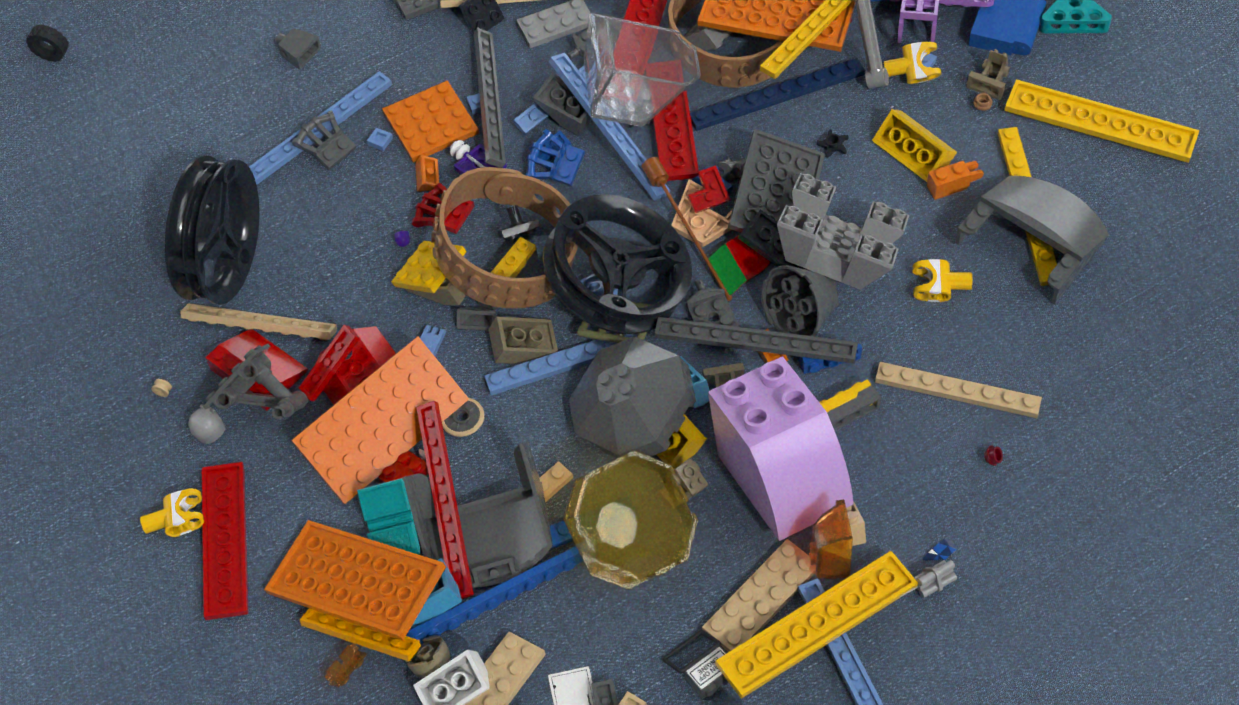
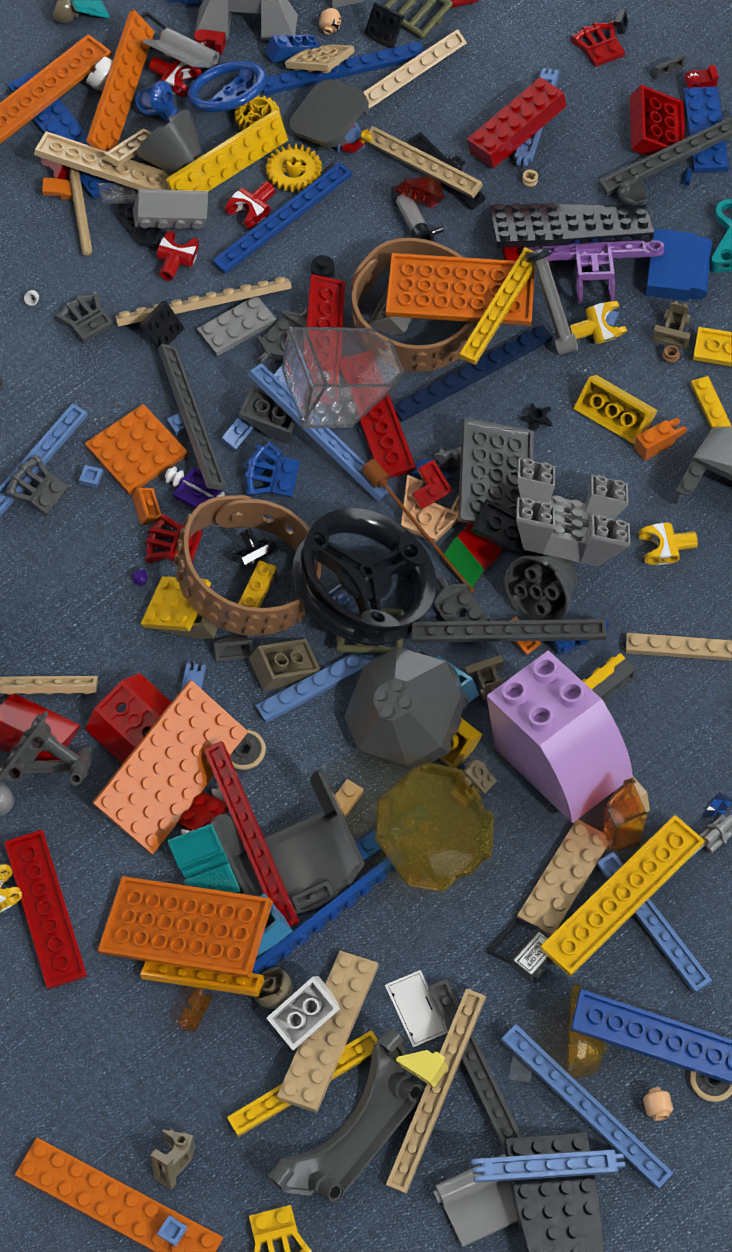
camera: 15 degrees left, 5 degrees up
(329, 362) = (107, 718): red plate -> none

